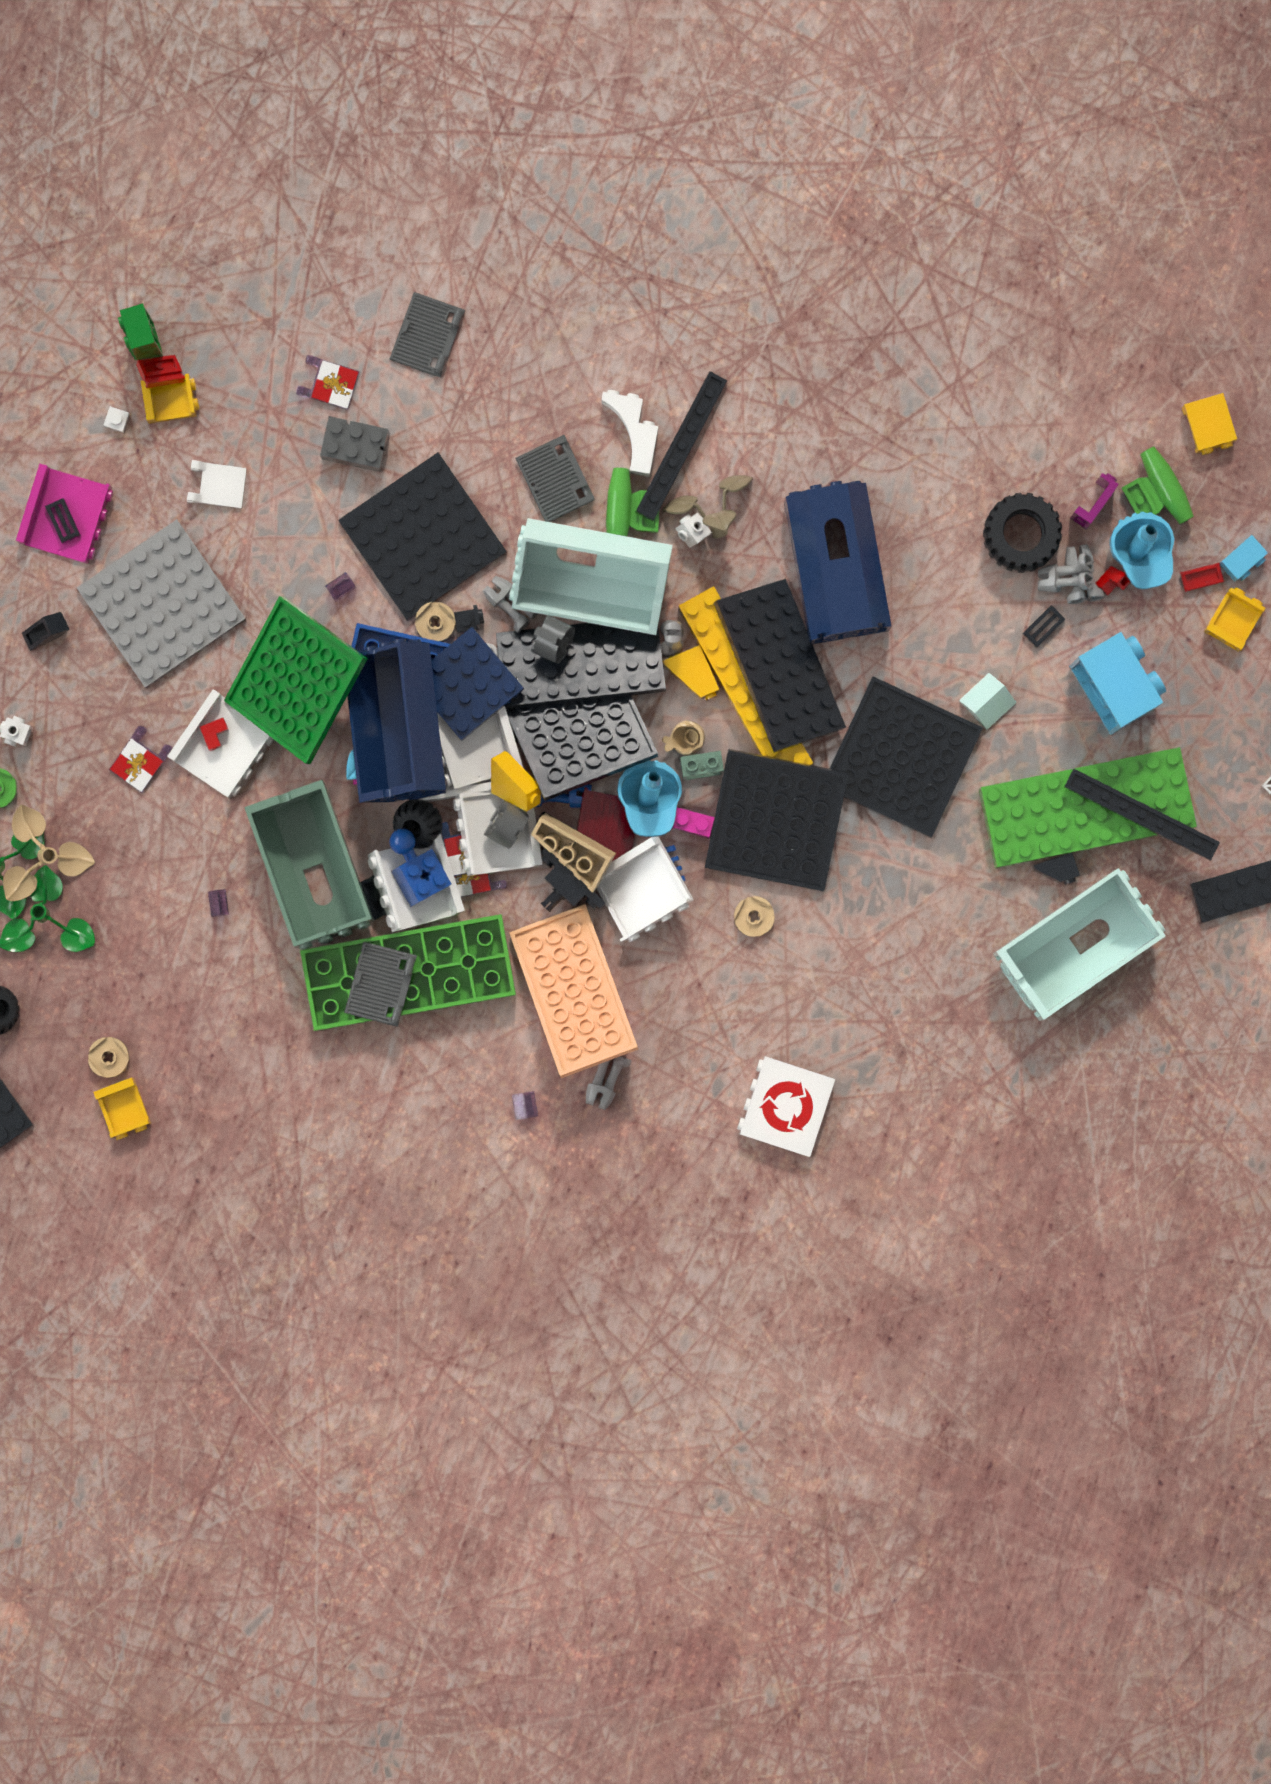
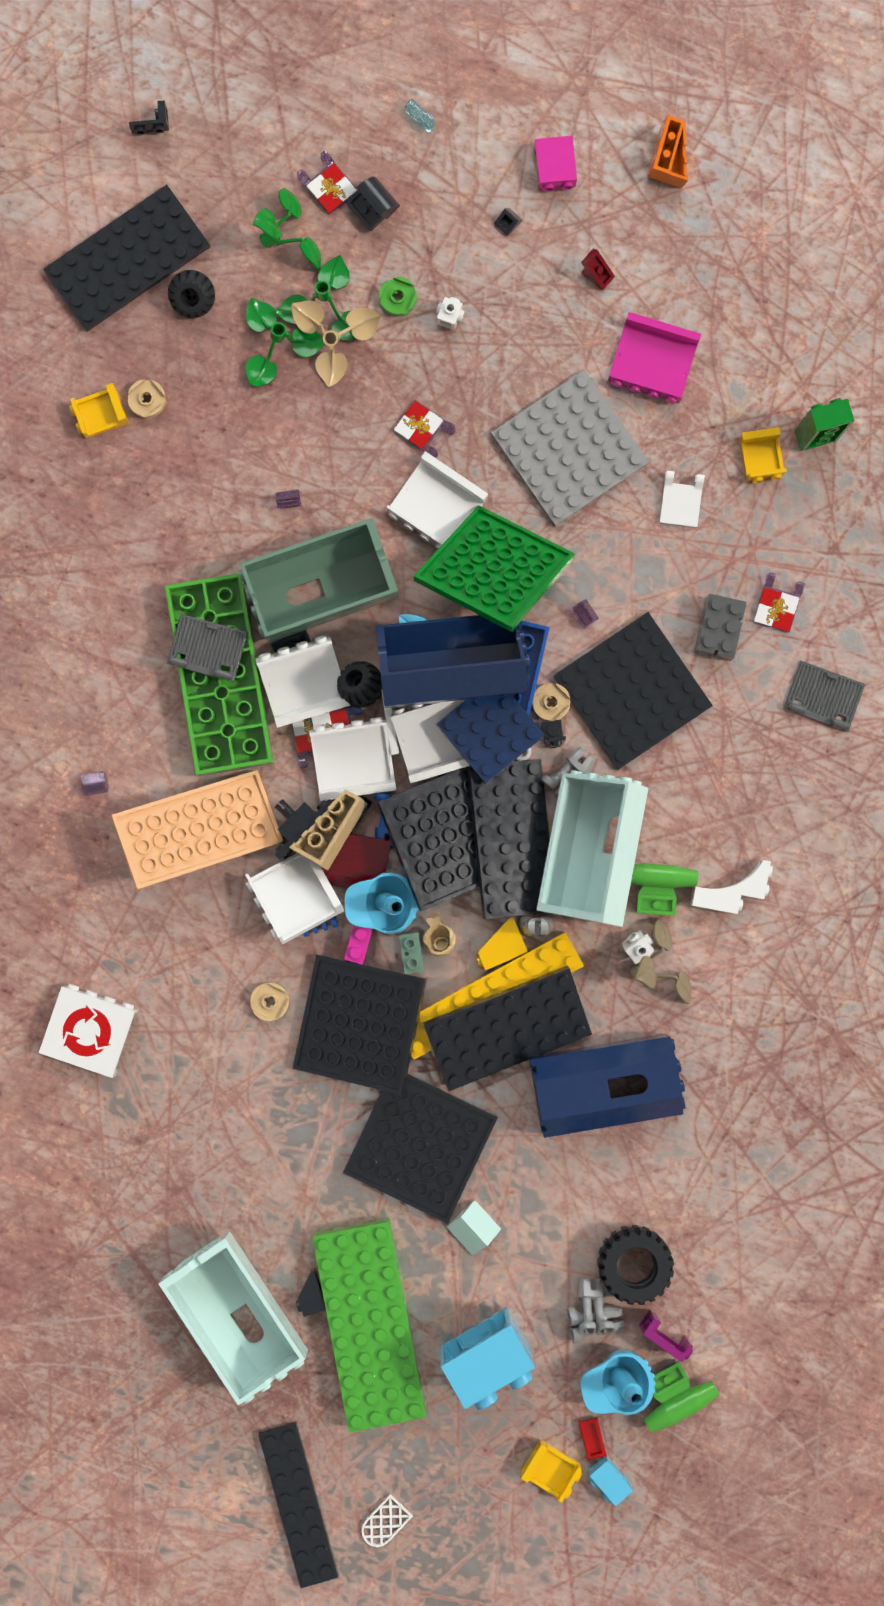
camera: 90 degrees right, 0 degrees up
(45, 630) = (544, 341): black slope -> none
(69, 536) = (649, 364): black tile -> none
(116, 419) = (742, 407): white plate -> none
(160, 371) = (788, 445): red plate -> none
(211, 731) = (449, 493): red piece -> none
(425, 865) = (309, 673): blue brick -> none
(506, 824) = (356, 767): dark grey brick -> none
(513, 783) = (395, 773): yellow slope -> none
(552, 639) = (532, 811): dark grey brick -> none
(555, 479) = (687, 815): dark grey window -> none
(607, 1090) = (107, 859): light grey piece -> none
(681, 446) = (718, 935): black tile -> none
(1032, 638) = (557, 1294): black tile -> none
(1111, 579) = (591, 1352): red piece -> none
(1142, 814) = (359, 1380): black plate -> none
(1210, 423) = (741, 1450): yellow panel -> none

